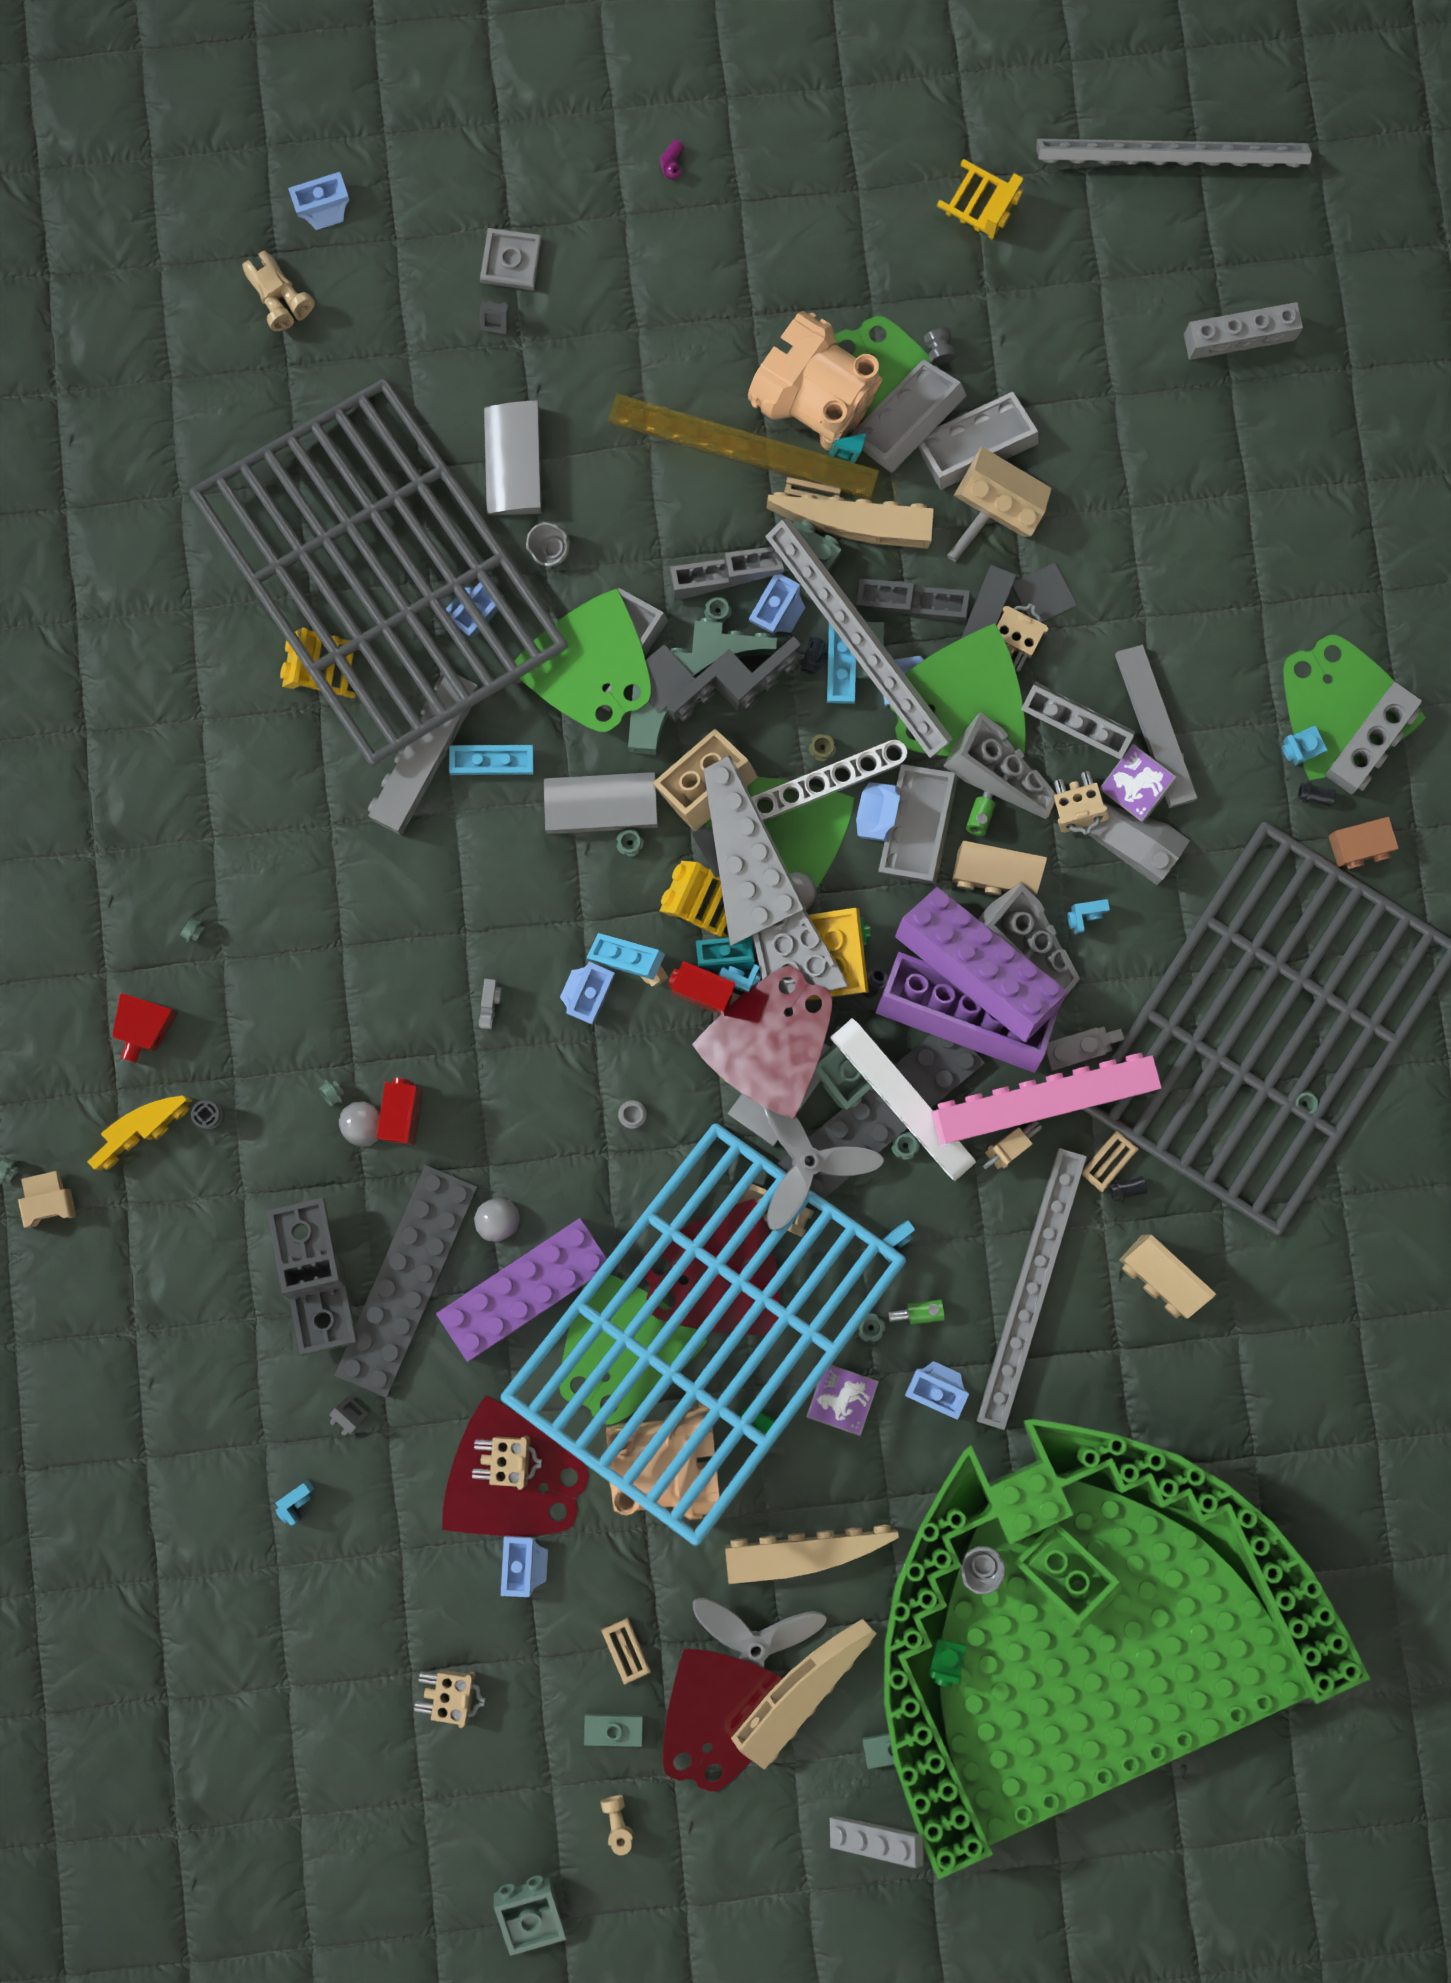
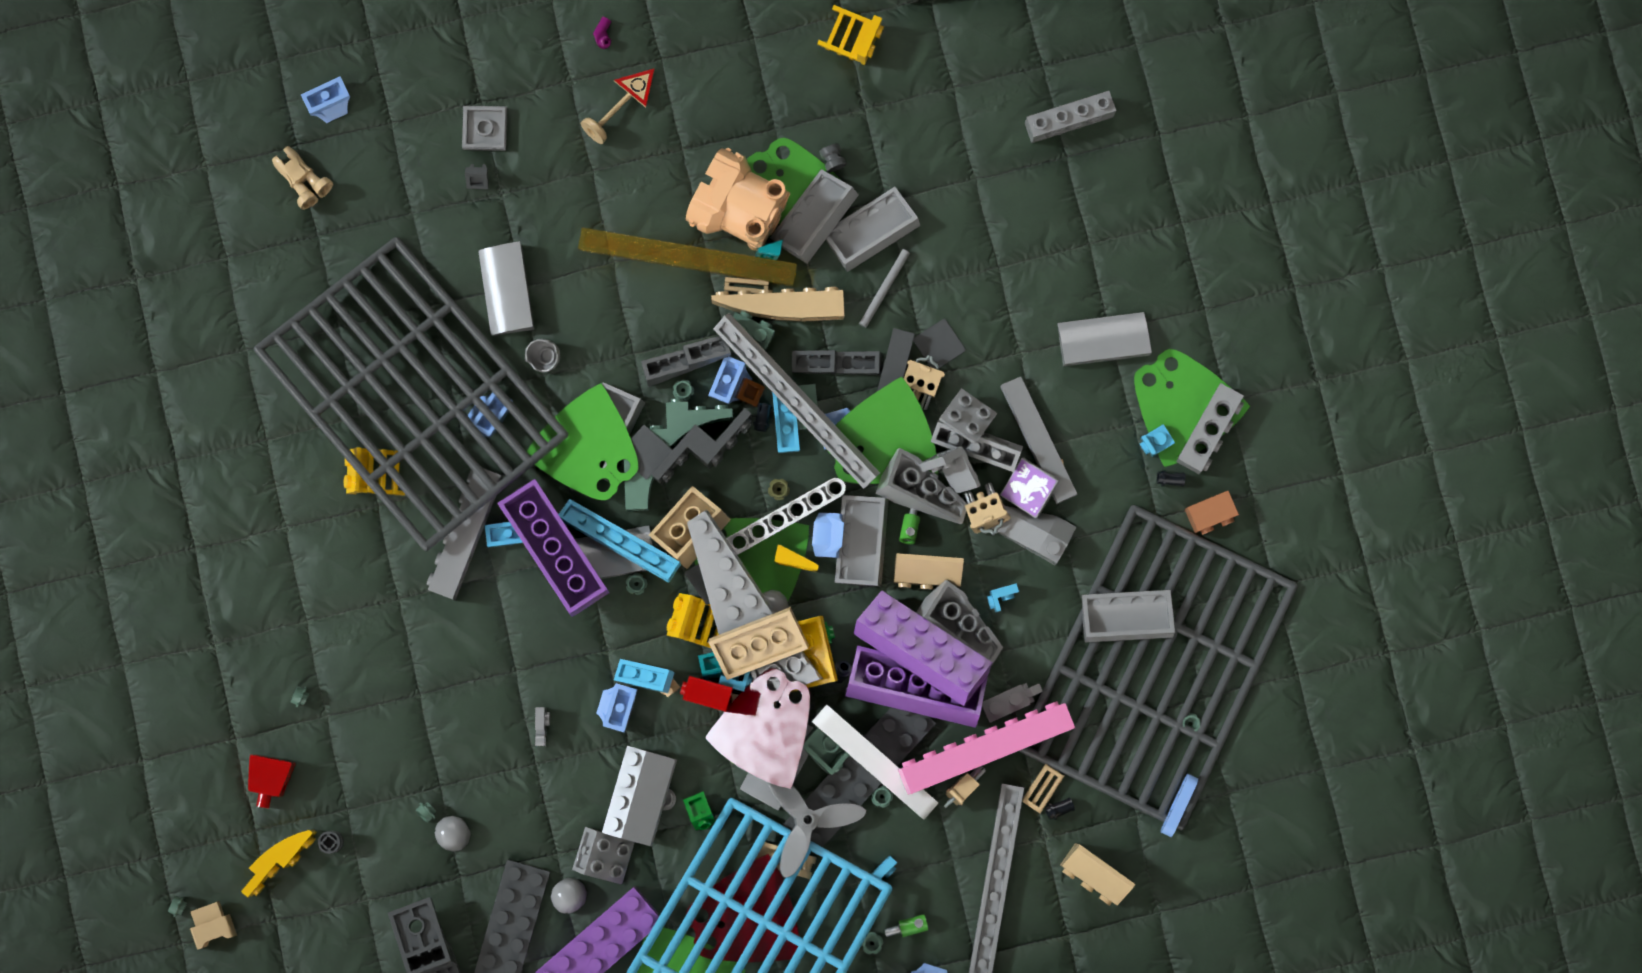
camera: 10 degrees left, 0 degrees up
(399, 1112) = (482, 821): red piece -> none
(532, 782) = (553, 548): none -> medium lavender brick
(546, 1175) = (603, 856): none -> light grey bracket
(601, 1105) = (639, 796): none -> light grey slope
(615, 784) = (619, 540): none -> medium azure plate
(674, 1135) = (699, 811): none -> green bracket
(704, 228) = (636, 86): none -> tan piece
(775, 931) = (758, 643): none -> tan plate
(800, 622) = (749, 392): none -> reddish brown tile
(827, 835) = (789, 558): none -> yellow slope
(1004, 493) = (897, 269): tan slope -> none
(1048, 747) = (955, 468): none -> light grey bracket
(1072, 683) = (968, 416): none -> light grey bracket
(1243, 958) = (1127, 616): none -> light grey slope
(1252, 612) = (1104, 339): none -> light grey slope
(1280, 1203) = (1179, 805): none -> light blue beam

